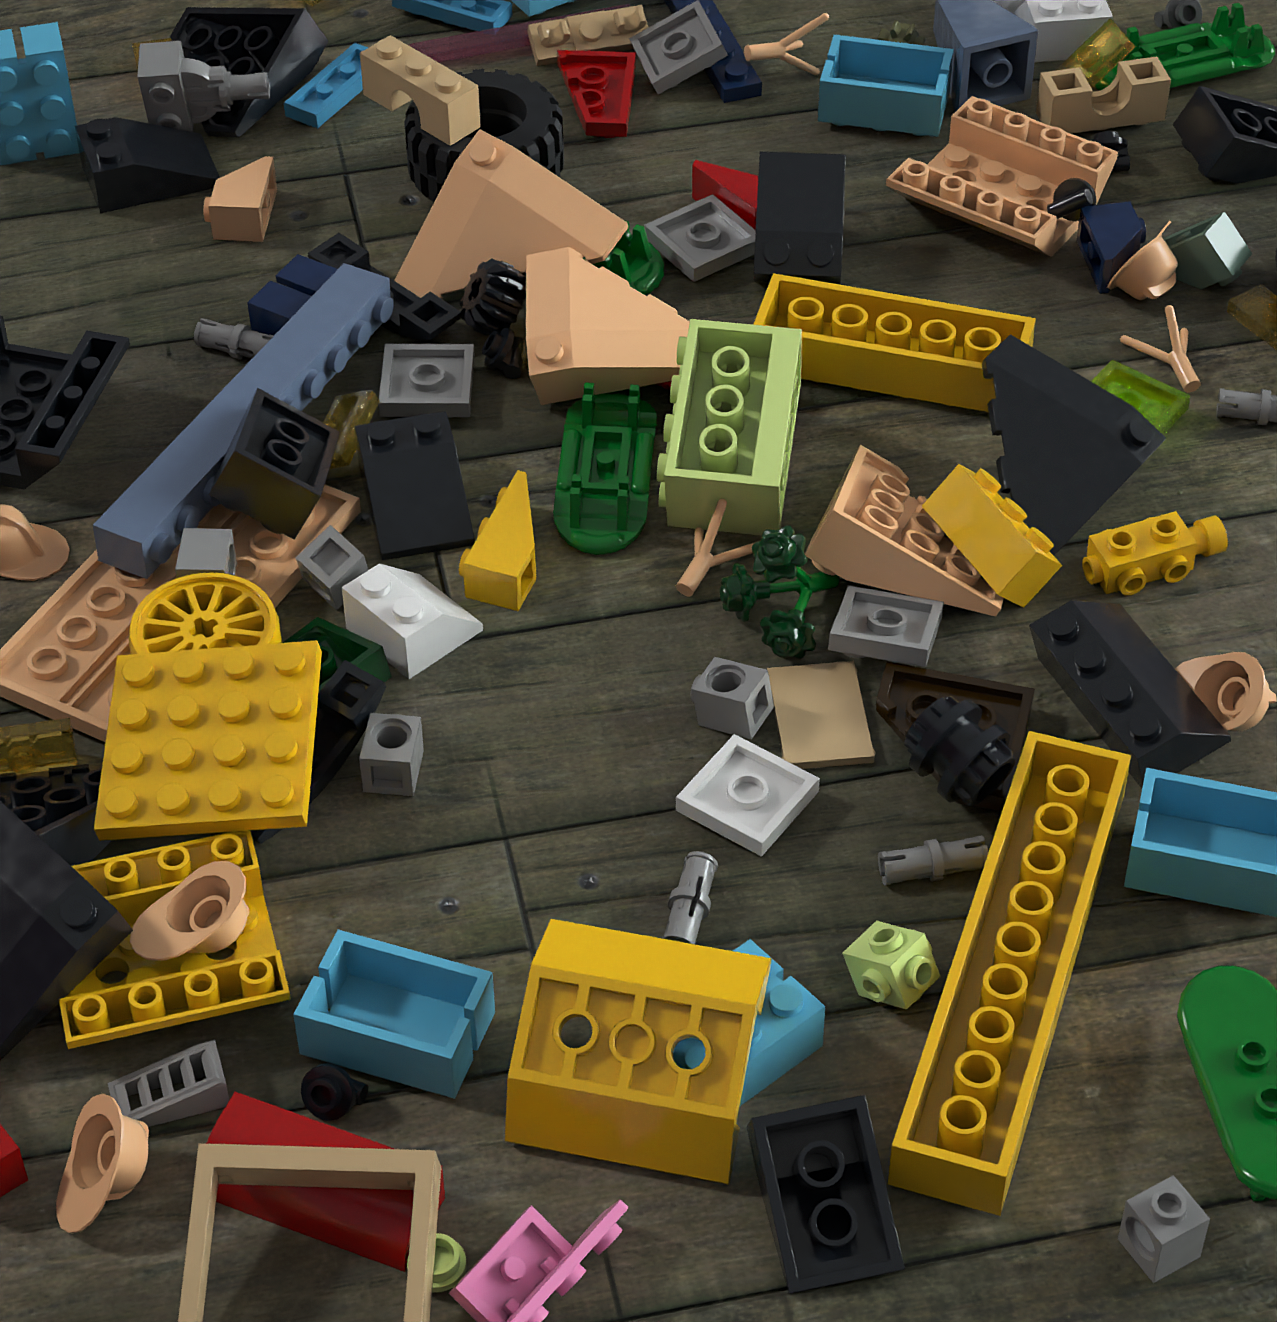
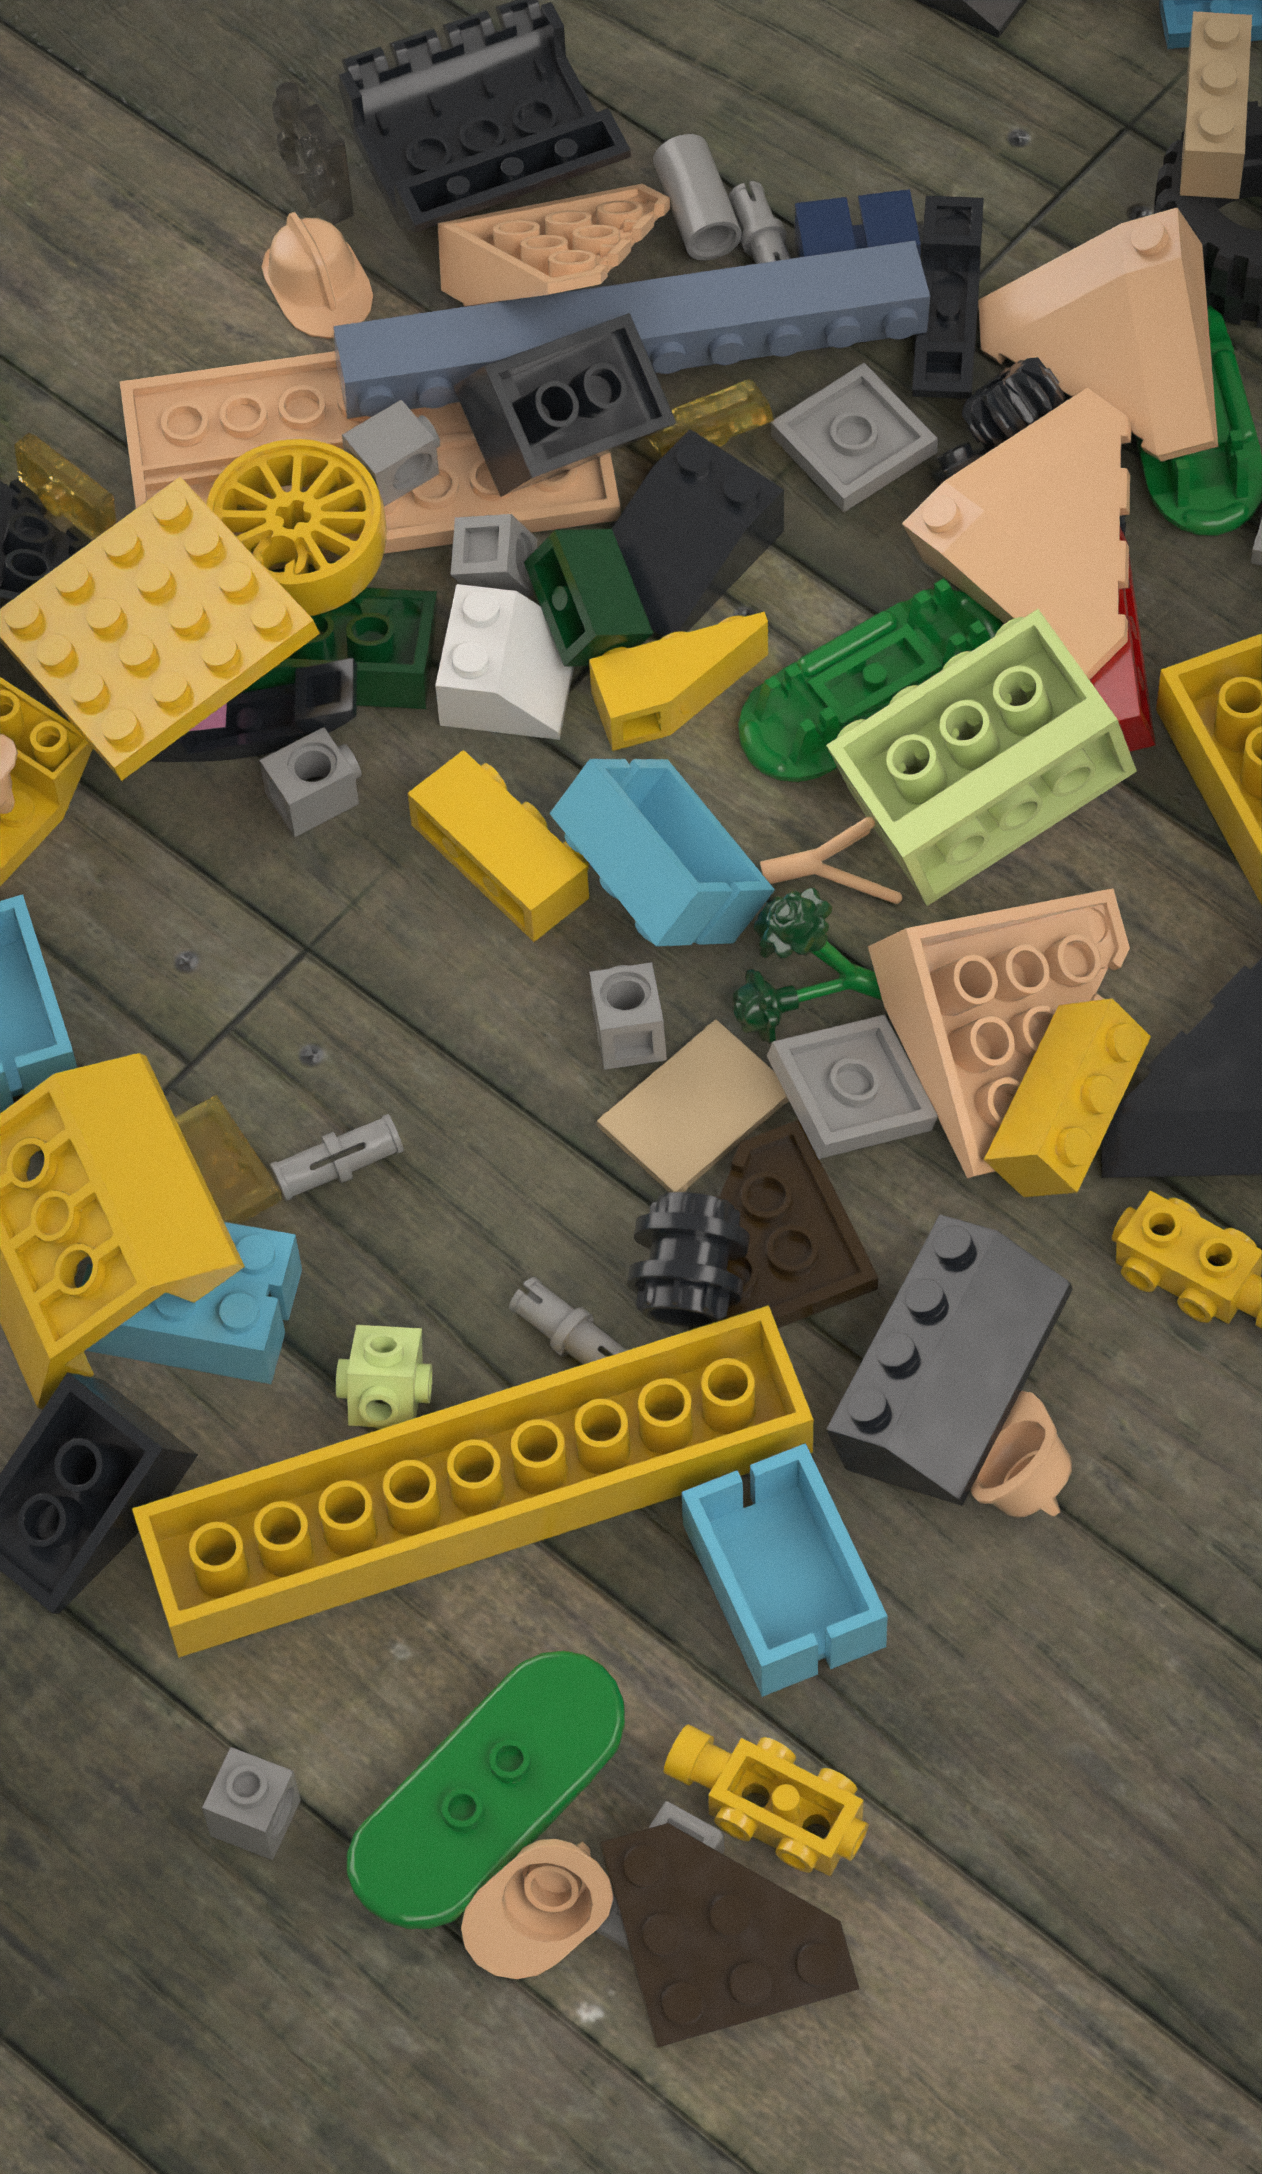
camera: 55 degrees right, 15 degrees up
(145, 418) = (544, 244): none -> light nougat slope
(180, 348) = (697, 197): none -> light grey pin
(242, 202) = (971, 79): light nougat slope -> none
(414, 541) = (586, 594): none -> dark green brick
(540, 690) = (499, 844): none -> yellow brick
(641, 607) = (661, 852): none -> medium azure piece
(747, 794) = (517, 1114): white plate -> none

